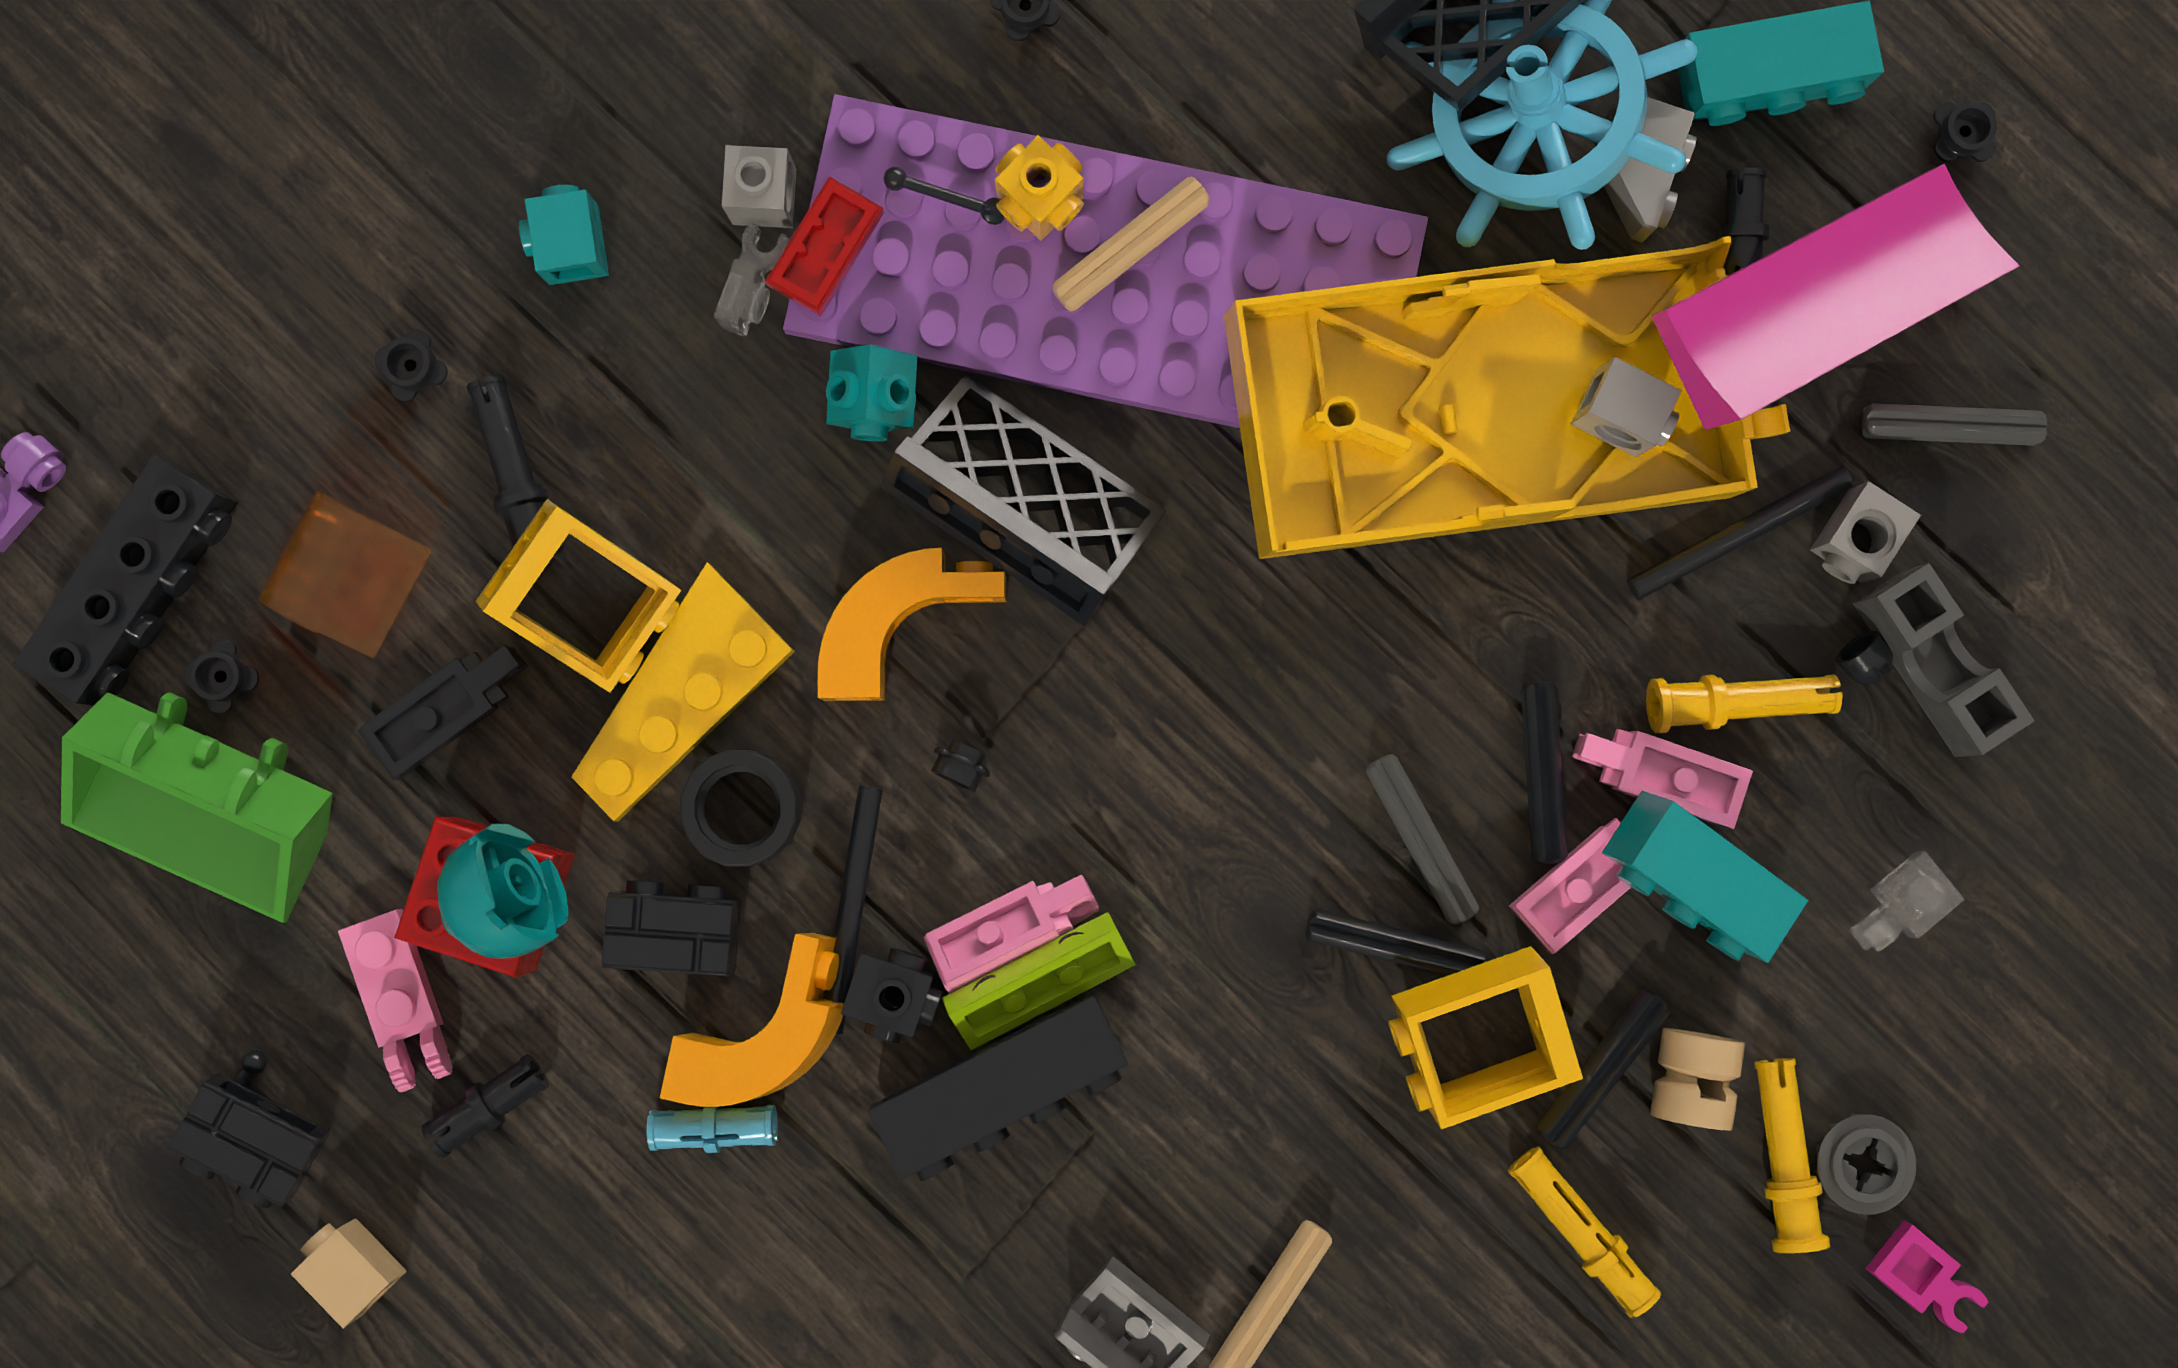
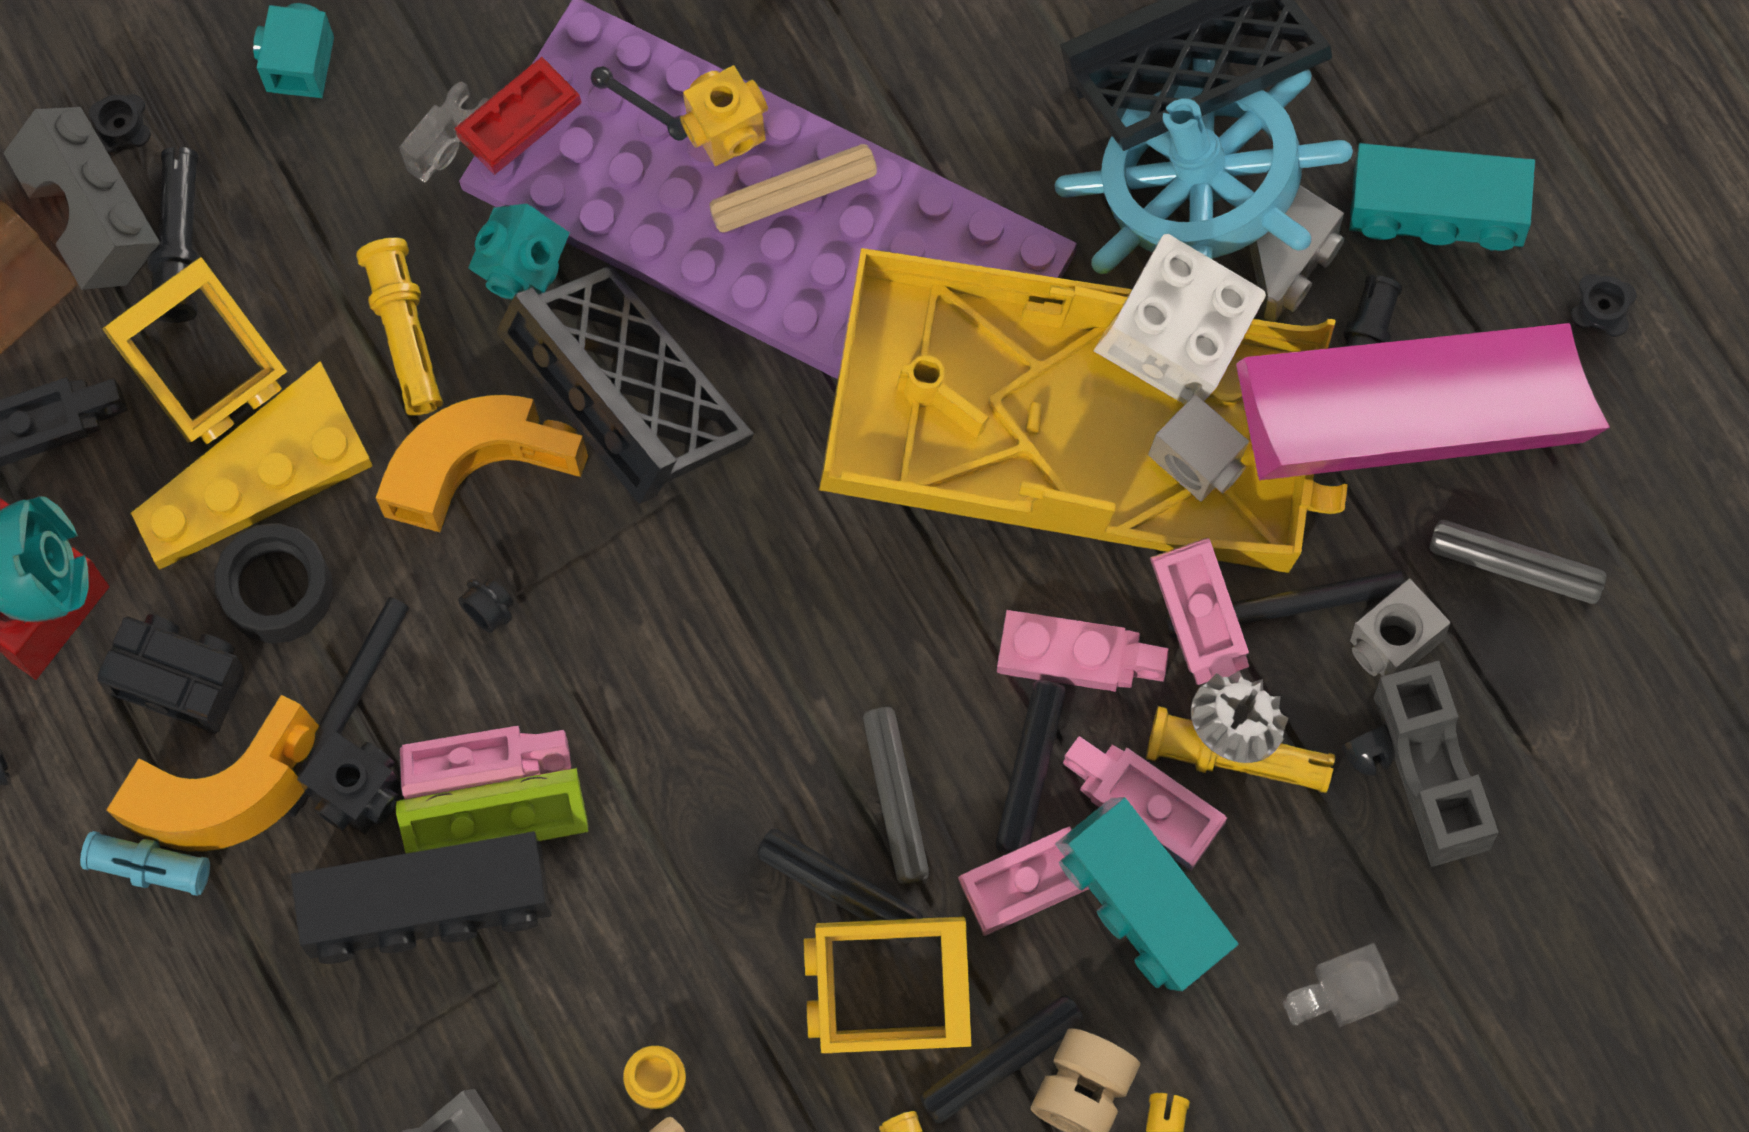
camera: 25 degrees right, 15 degrees down
(439, 488) = (106, 228): none -> dark grey arch
(759, 186) = (479, 52): light grey brick -> none
(762, 477) = (396, 301): none -> yellow pin
(1278, 1187) = (654, 1077): none -> yellow plate
(1552, 642) = (1076, 652): none -> bright pink hinge
(1579, 282) = (1181, 321): none -> white bracket
(1676, 577) = (1201, 610): none -> bright pink hinge
(1723, 683) = (1213, 713): none -> light grey gear

